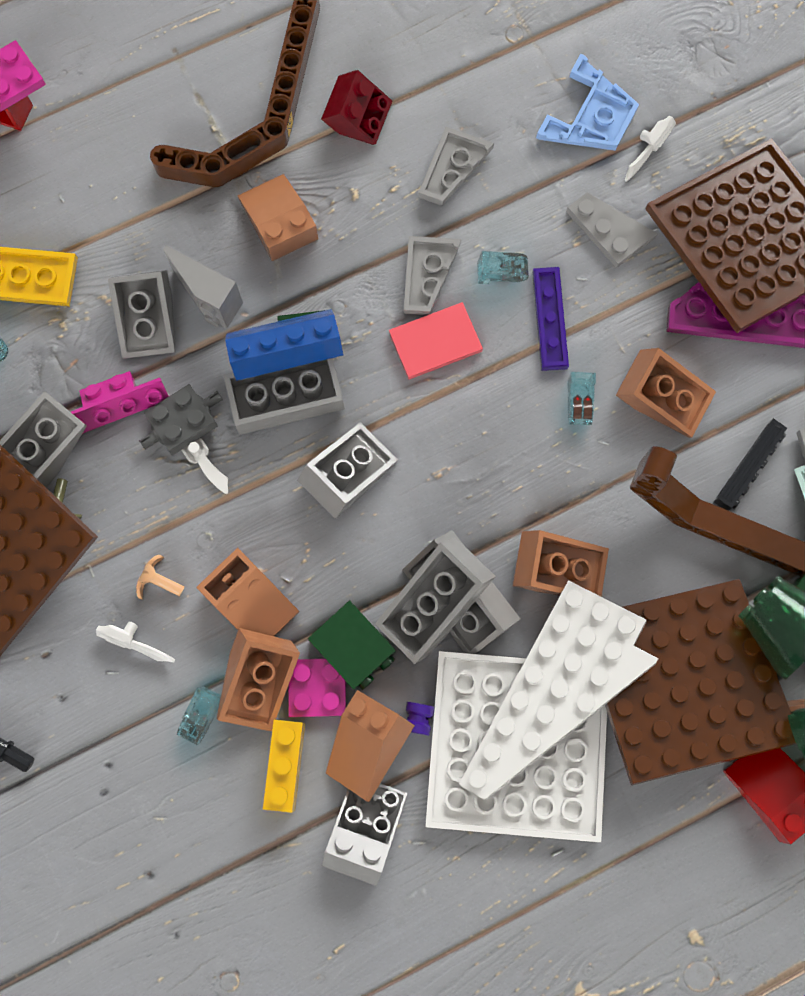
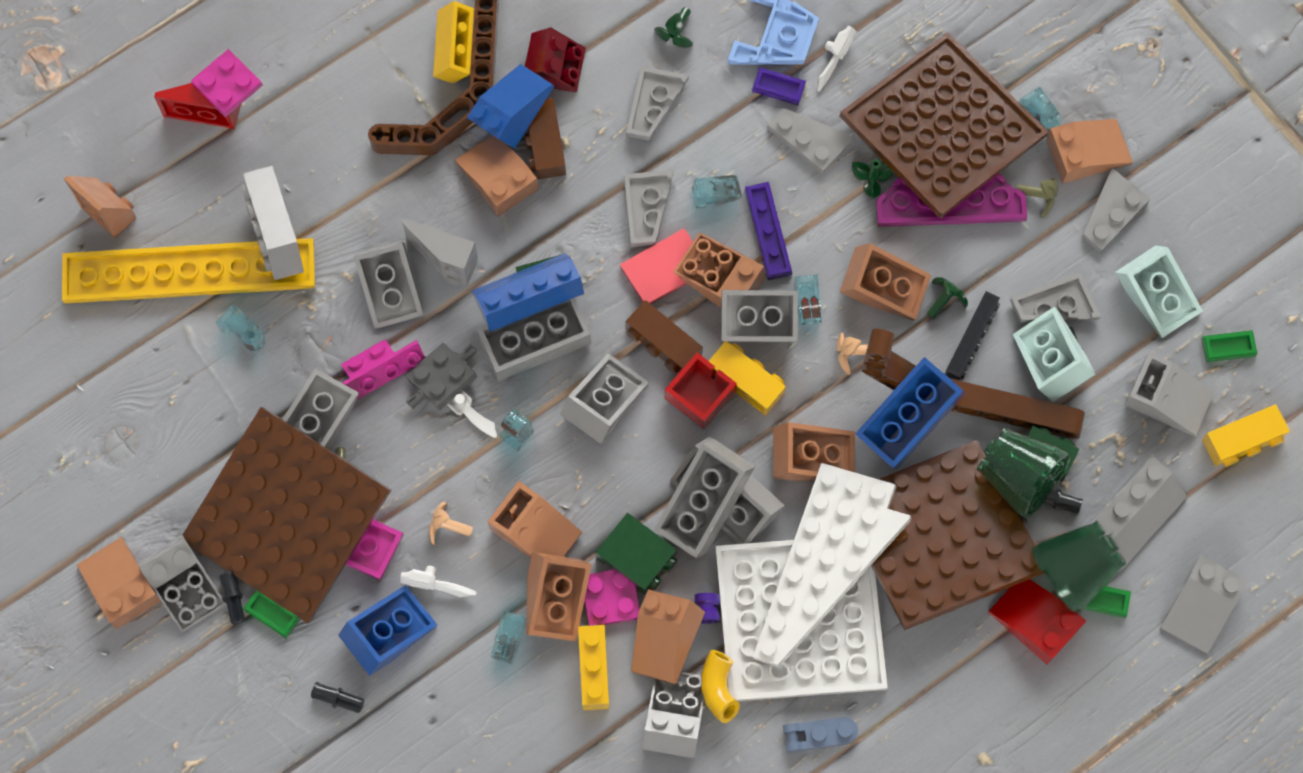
camera: 10 degrees left, 5 degrees down
(29, 230) = (271, 223): none -> brick
(72, 685) = (386, 629): none -> blue slope
(76, 595) = (375, 550): none -> dark pink plate
(247, 489) = (516, 430): none -> clear light blue leg
(256, 73) = (453, 42): none -> yellow brick
(302, 145) = (511, 105): none -> blue slope
(332, 186) = (546, 143): none -> reddish brown brick
(412, 811) = (715, 686): none -> yellow cylinder
(420, 416) = (661, 337): none -> reddish brown brick
(448, 481) = (697, 393): none -> red piece
(487, 89) = (674, 27): none -> dark green plant
(493, 356) = (715, 267): none -> nougat slope
(502, 471) = (752, 381): none -> yellow brick
(519, 880) = (820, 734): none -> sand blue plate
(527, 408) = (759, 315): none -> light grey slope
(585, 169) = (779, 86): none -> dark purple tile
(617, 456) = (847, 347): none -> light nougat plant
(674, 540) = (910, 413): none -> blue slope
(675, 274) = (876, 172): none -> dark green plant
(735, 411) = (950, 290): none -> dark green plant

